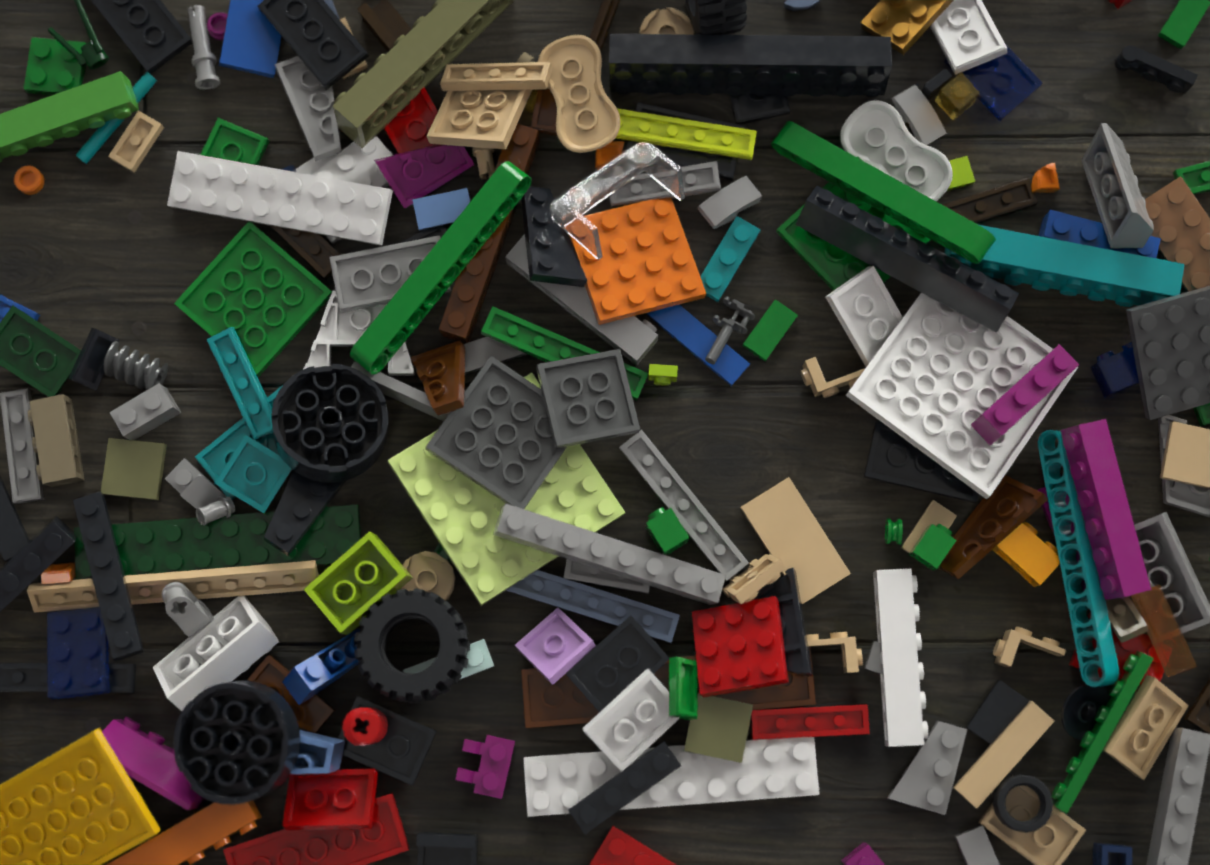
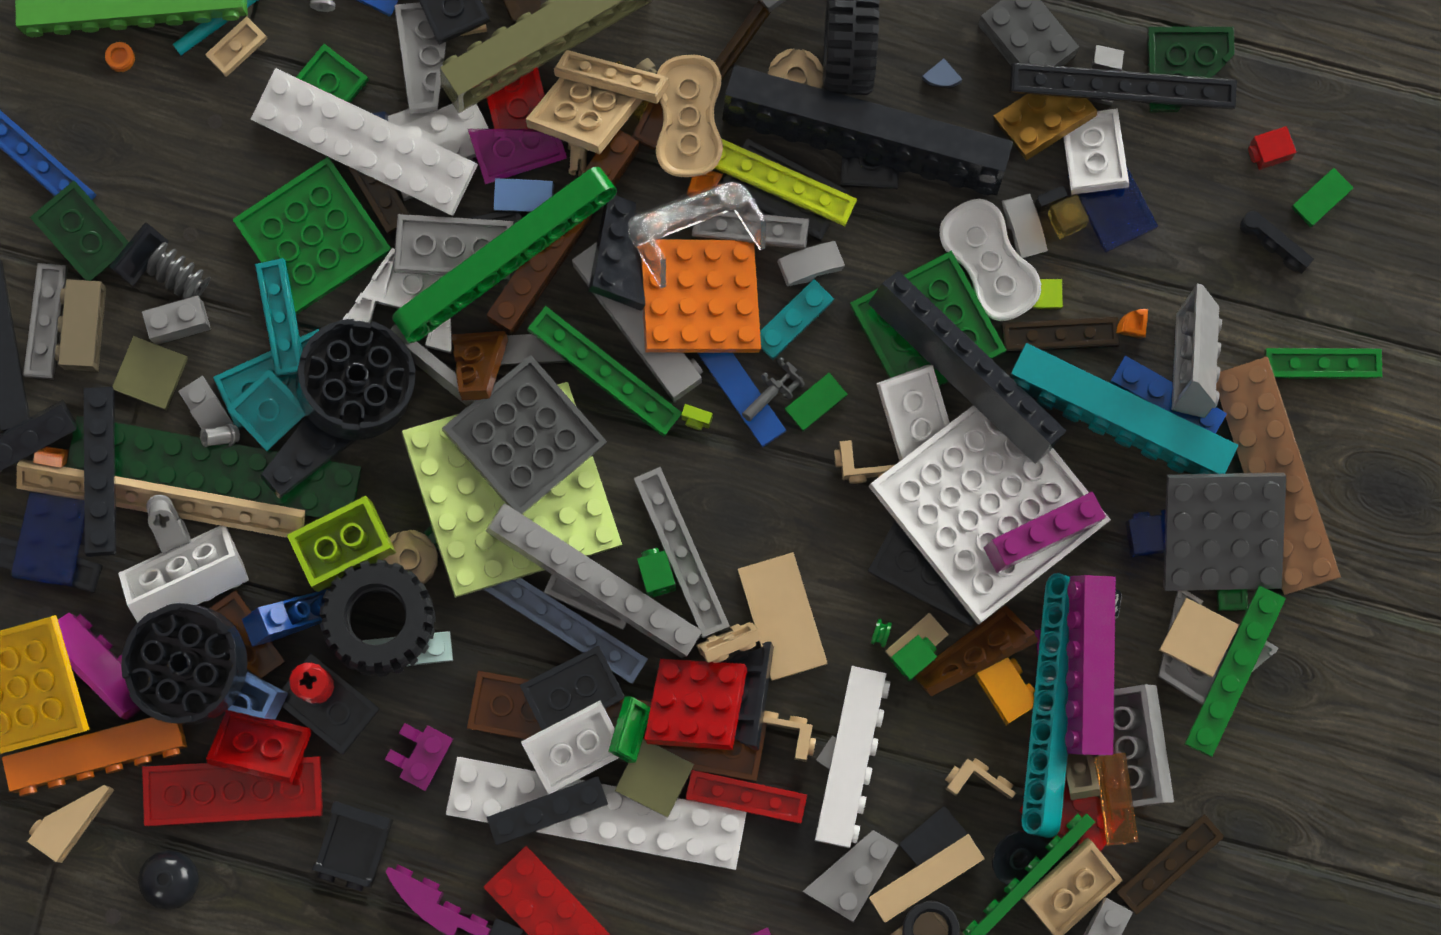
camera: 10 degrees right, 0 degrees up
(555, 645) = (517, 655): lavender plate -> none
(587, 398) = (614, 422): dark grey plate -> none
(884, 192) = (961, 294): green beam -> none

